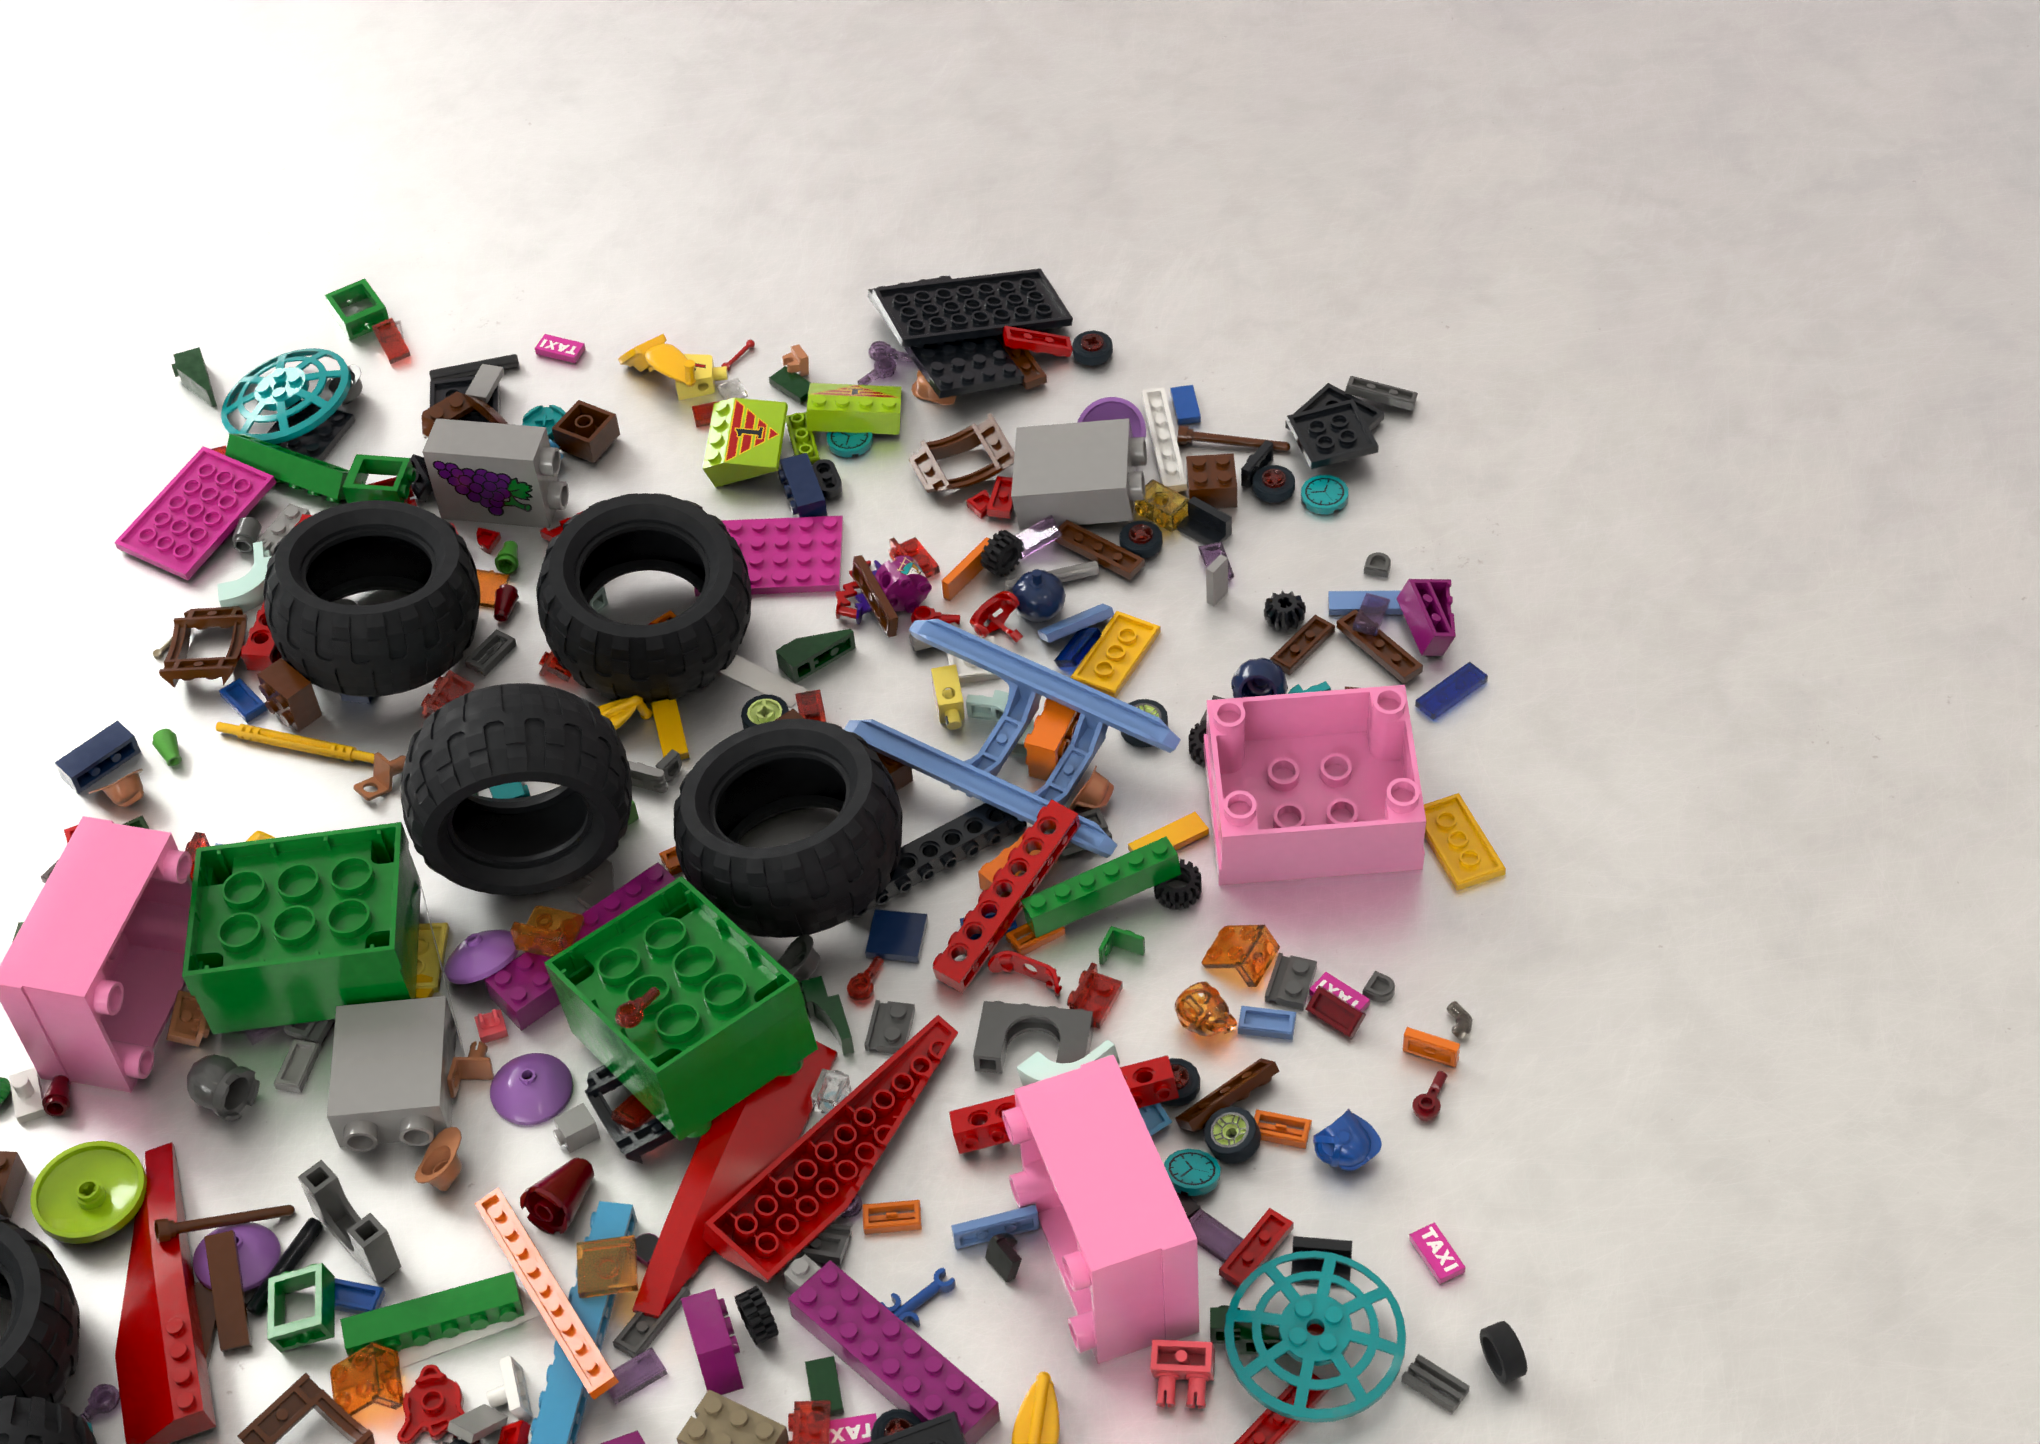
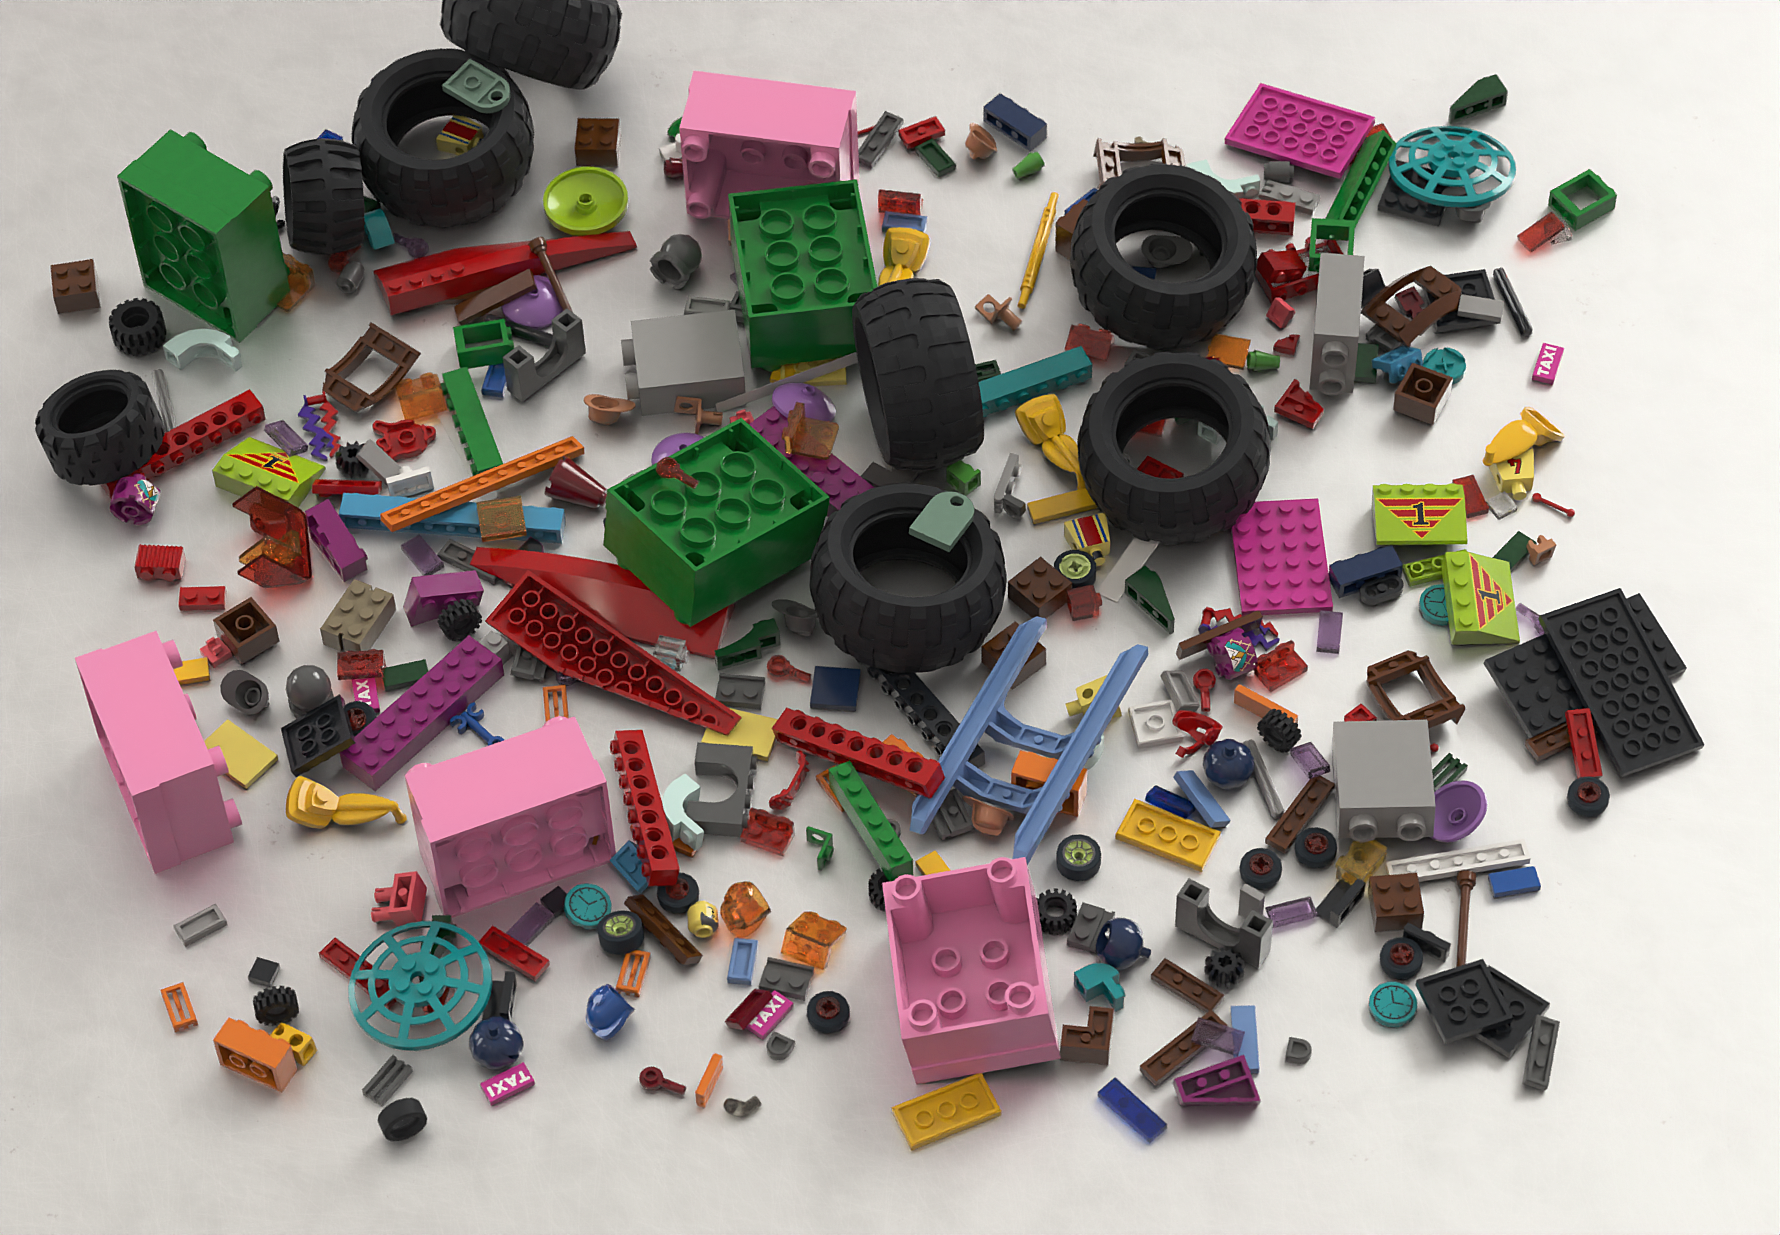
camera: 85 degrees right, 5 degrees up
(723, 702) = (1089, 535): none -> torso
(746, 758) = (942, 522): none -> sand green tile
(871, 522) = (1329, 632): none -> clear purple tile
(963, 1013) = (750, 731): none -> light yellow tile
(1164, 581) = (1252, 871): none -> black wheel
(1216, 1053) = (702, 919): none -> light yellow head
(1232, 613) = (1198, 919): none -> dark grey arch
(1347, 943) = (834, 1018): none -> black wheel
(1391, 1256) = (496, 1043): none -> dark blue piece

